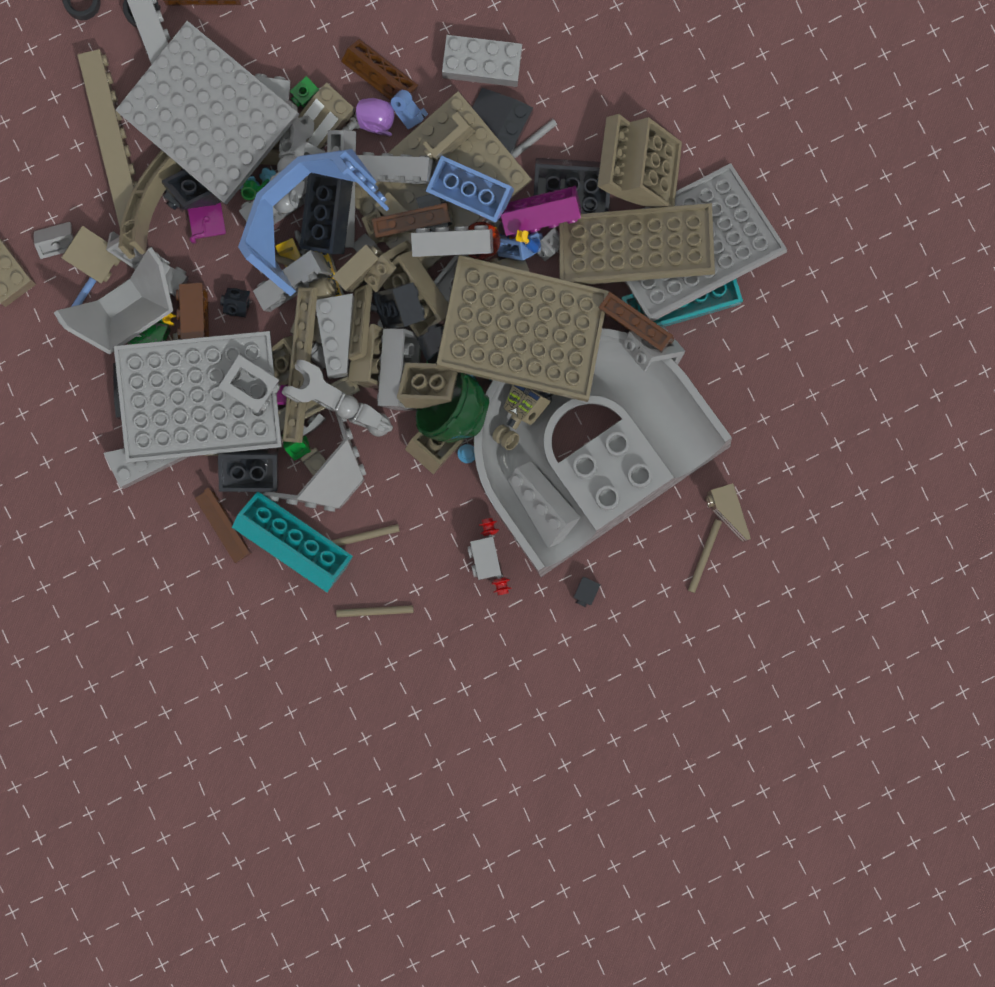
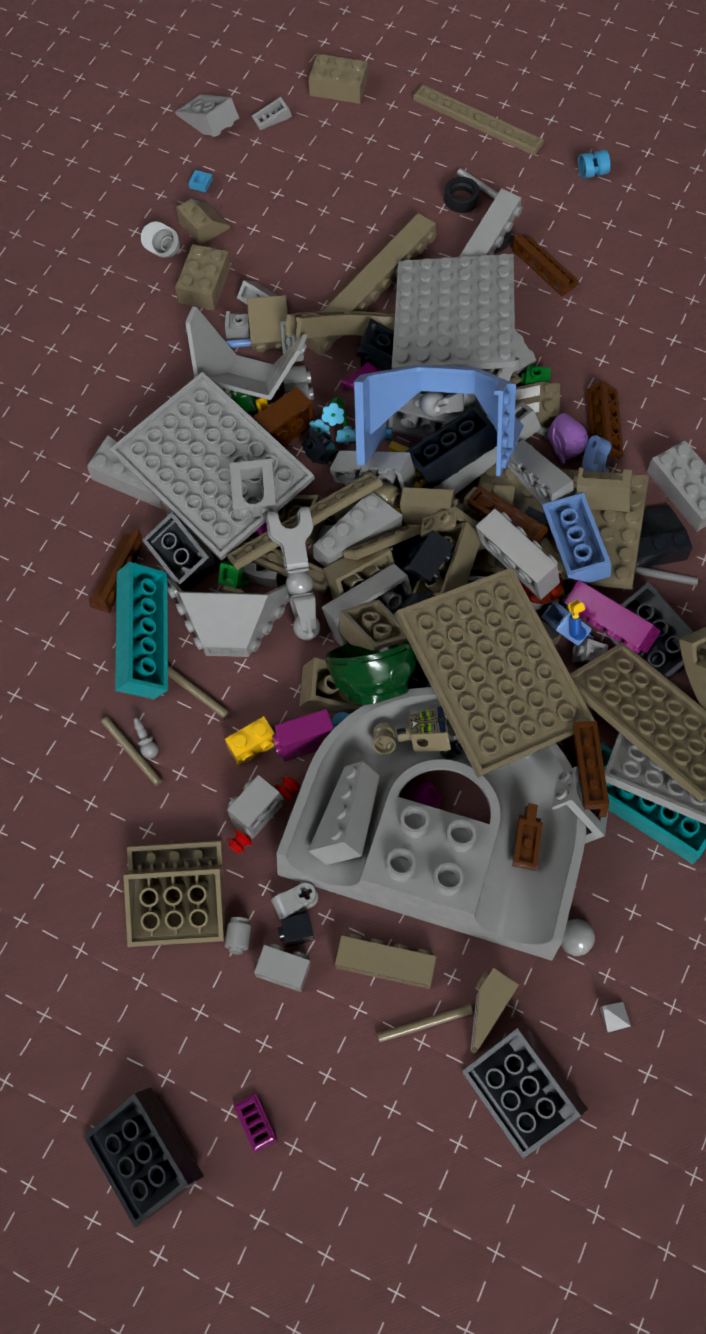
camera: 55 degrees right, 20 degrees down
(71, 285) = (237, 326): none -> light grey brick
(224, 276) = (335, 414): none -> medium azure plant
(382, 598) = (148, 748): none -> light grey bar
(433, 525) = (250, 741): none -> yellow brick
(460, 488) = (302, 735): none -> magenta brick
(500, 651) = (175, 893): none -> dark tan slope
(560, 631) = (237, 935): none -> light grey brick
(564, 443) = (424, 794): none -> magenta panel
(566, 582) = (293, 902): none -> light grey piece
(603, 618) = (282, 967): none -> light grey brick
(646, 399) = (527, 839): none -> reddish brown hinge
(649, 551) = (385, 961): none -> dark tan brick
(651, 785) = (143, 1156): none -> black slope
(700, 706) = (265, 1142): none -> magenta slope
(729, 416) = (578, 937): none -> light grey hair
(790, 527) = (524, 1091): none -> black slope
(791, 436) = (614, 1017): none -> light grey slope

